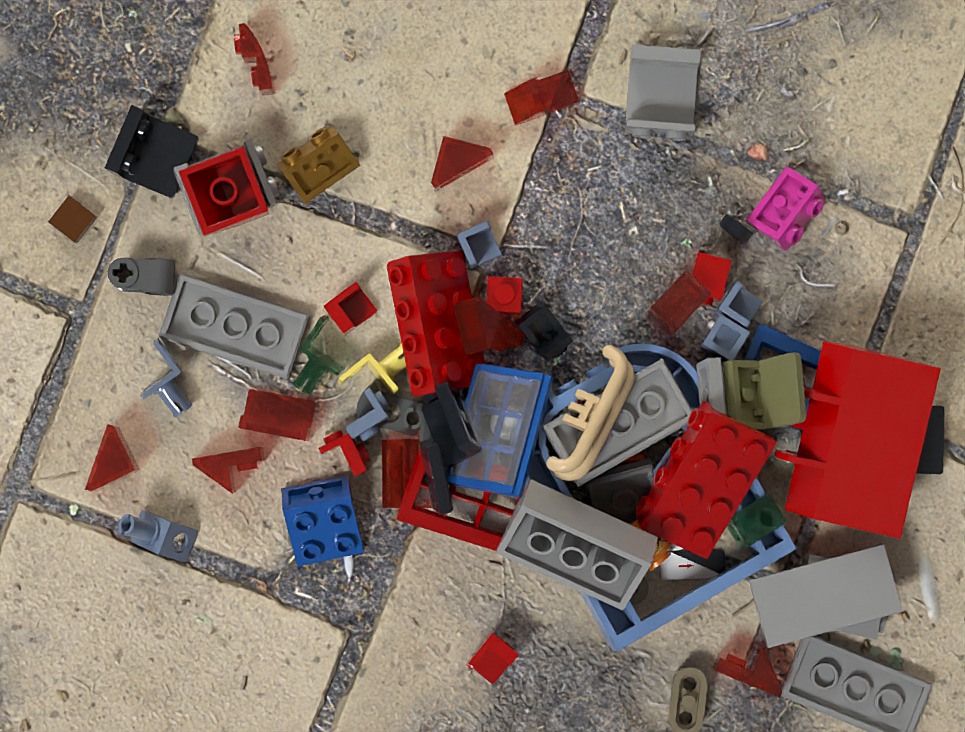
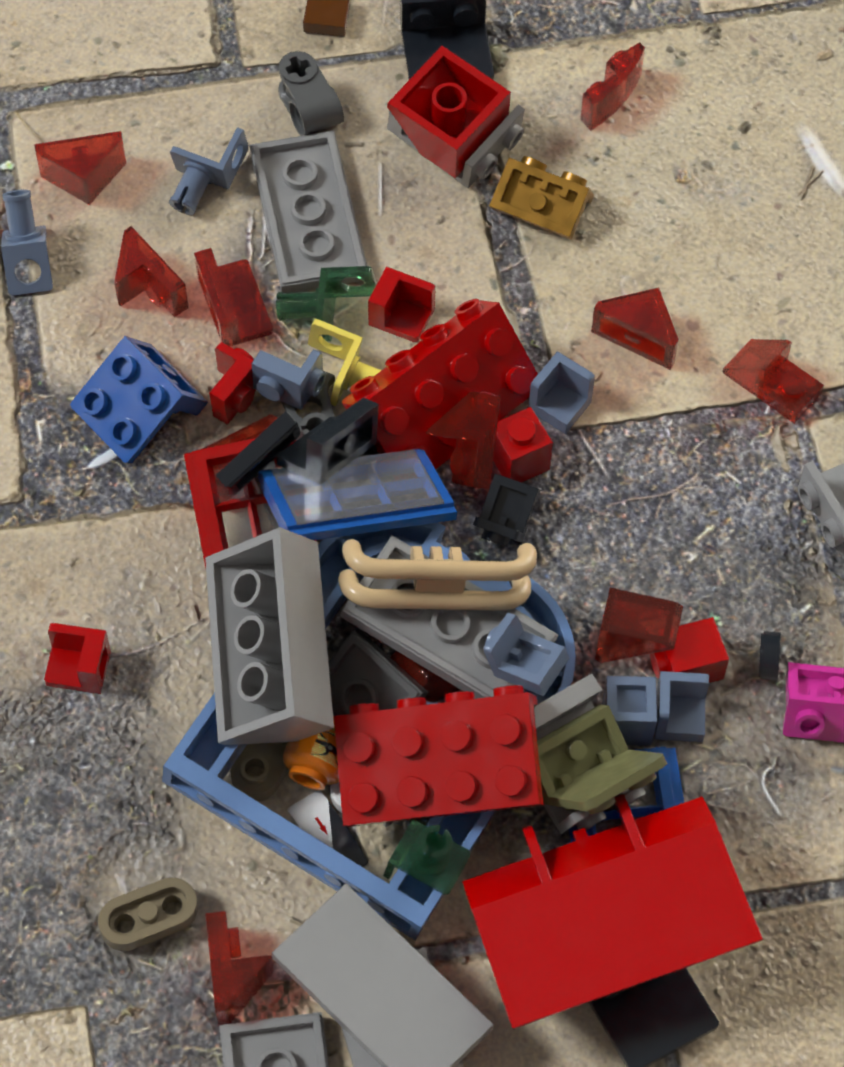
camera: 55 degrees right, 25 degrees down
(675, 393) = (523, 656): none -> sand blue bracket

